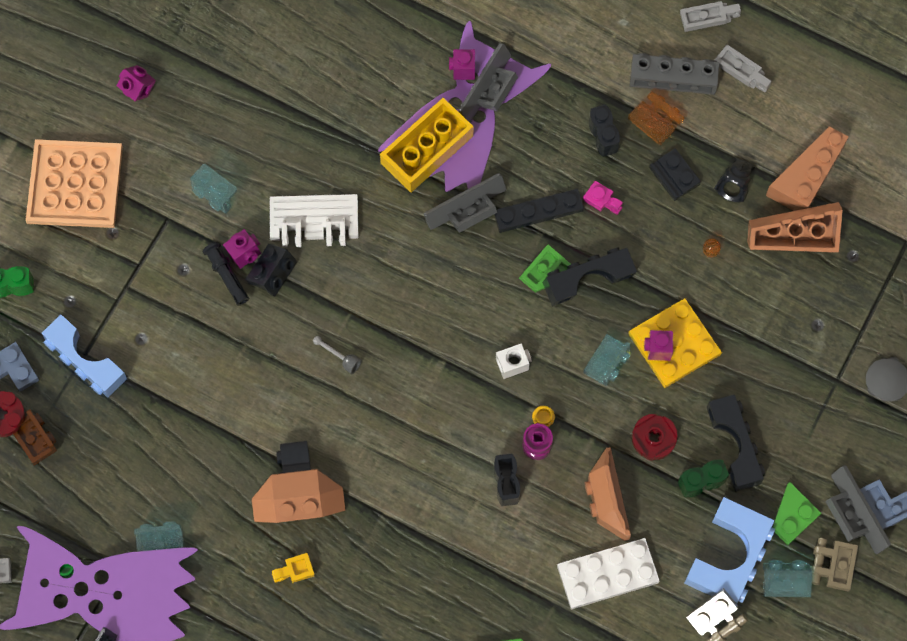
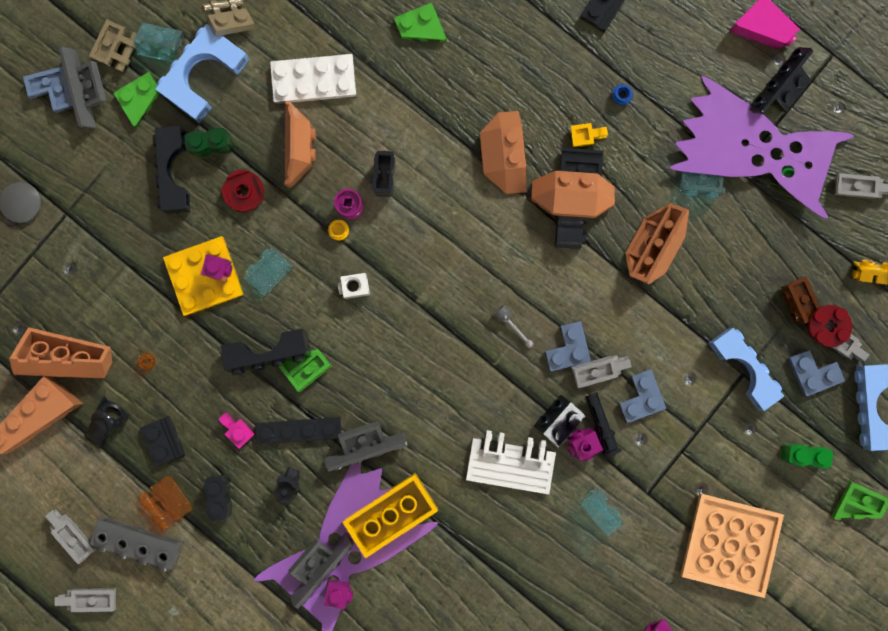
camera: 170 degrees left, 15 degrees up
(182, 308) = (648, 399): none -> sand blue plate
(200, 463) = (657, 243): none -> nougat wedge
(237, 326) = (599, 370): none -> light grey hinge
(262, 616) = (626, 90): none -> blue plate
(268, 343) = (575, 348): none -> sand blue plate
(294, 536) = (581, 160): none -> black plate
(382, 534) = (504, 152): none -> nougat wedge
(536, 151) = (287, 486): none -> black hips

